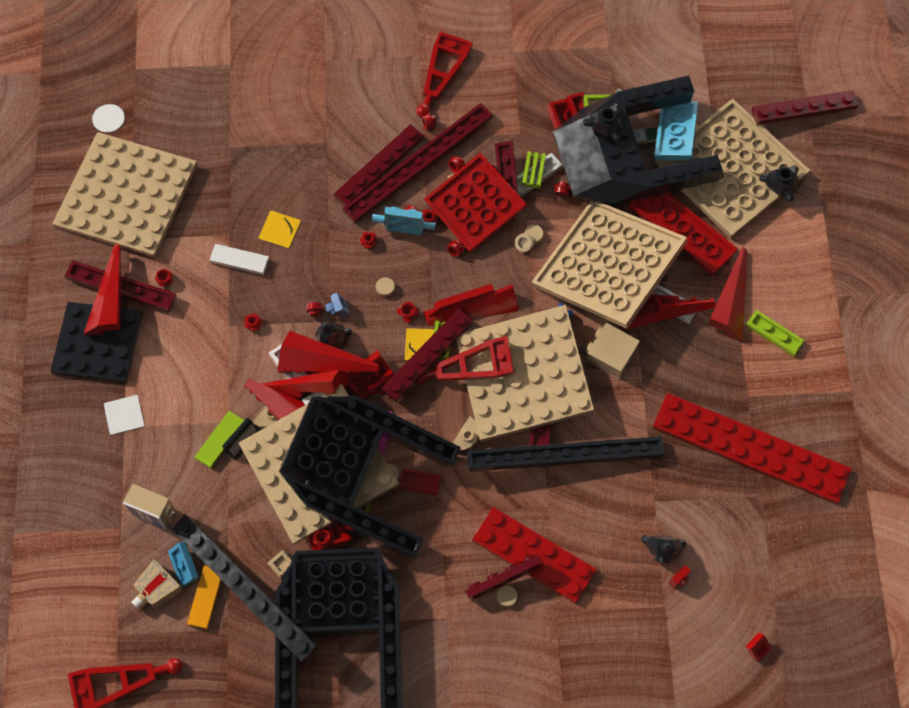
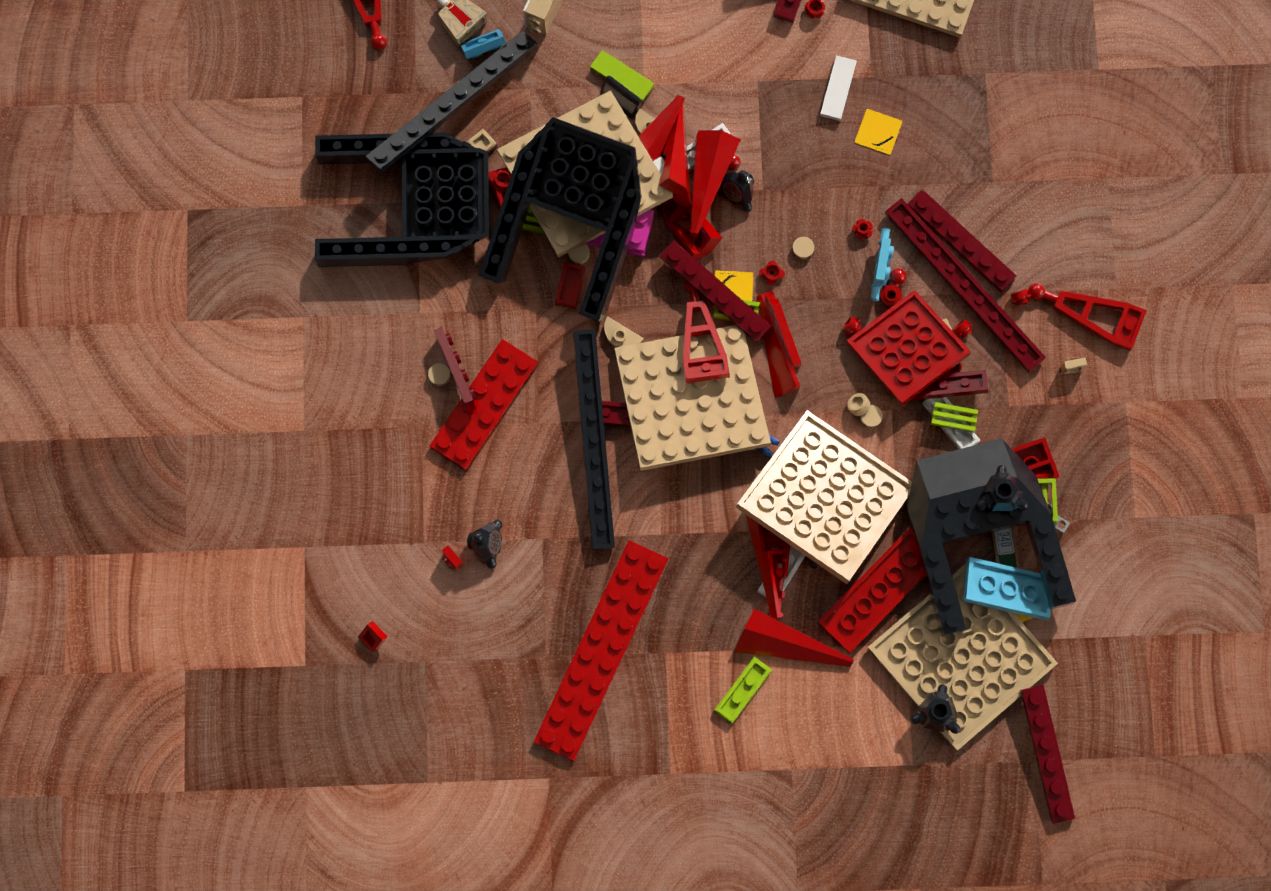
camera: 90 degrees right, 10 degrees up
(204, 599) = (443, 67): light orange tile -> none
(253, 326) = (760, 110): red plate -> none
(314, 309) = (774, 170): red plate -> none
(337, 305) = (778, 195): medium blue tile -> none
(487, 83) = (1073, 366): none -> tan tile
(562, 189) = (929, 449): red plate -> none
(611, 350) = (718, 497): tan piece -> none

